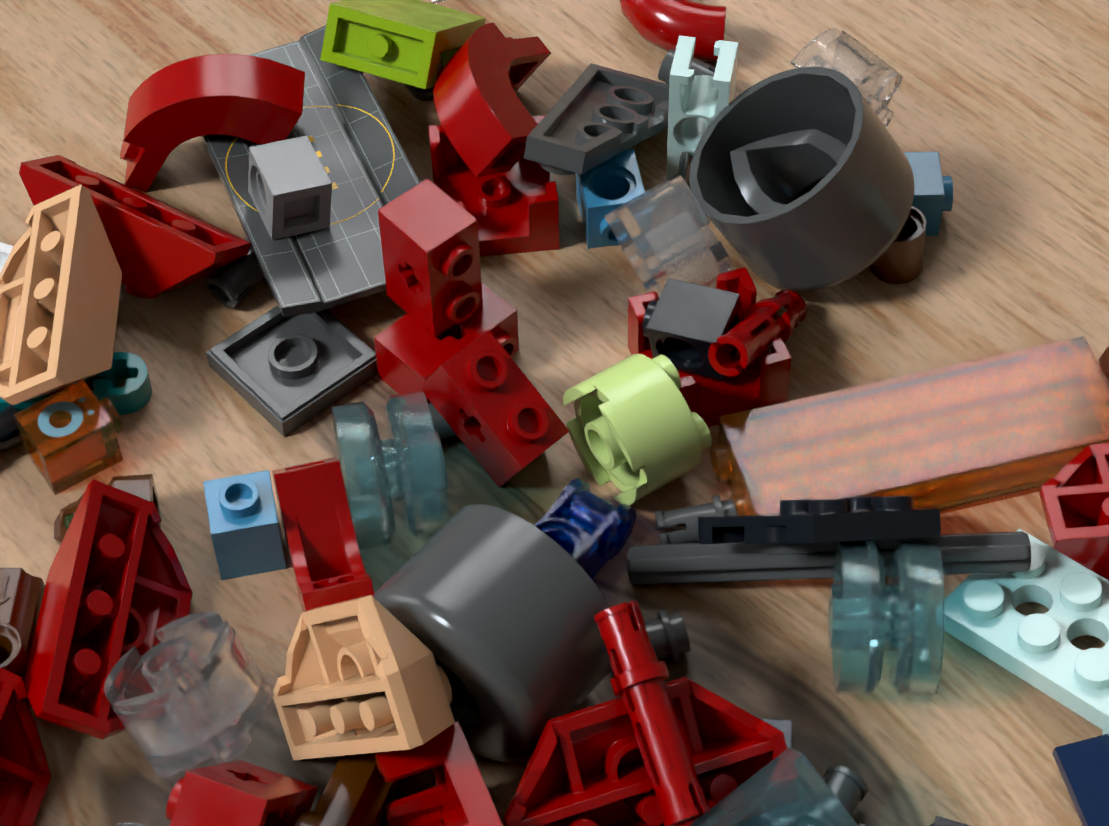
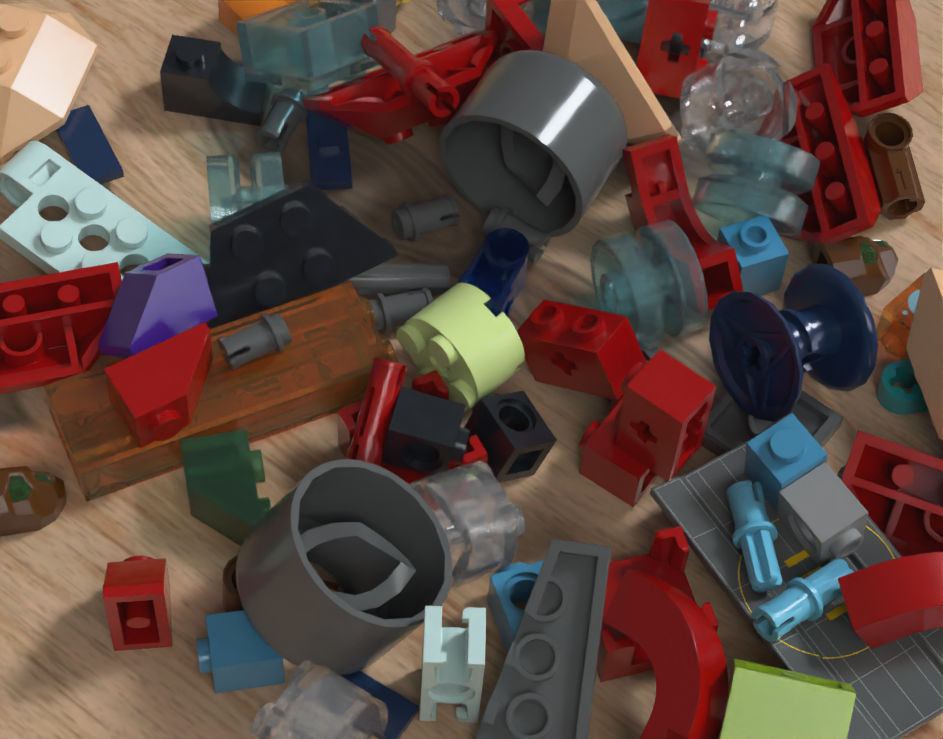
camera: 165 degrees right, 5 degrees up
(212, 550) = (755, 180): none -> clear light blue wheel
(243, 365) = (768, 350): none -> dark blue piece
(309, 229) = (782, 456): none -> dark azure brick
(345, 124) = (800, 601): none -> medium azure axle
(364, 189) = (754, 535): none -> medium azure axle
(590, 338) = (511, 434): none -> black brick
(869, 434) = (255, 341): none -> dark grey pin
(915, 327) = (223, 481): none -> clear green slope
(998, 381) = (161, 385): none -> red slope
(1004, 469) = (157, 304): none -> dark purple slope
(1014, 220) = (138, 603): none -> red slope

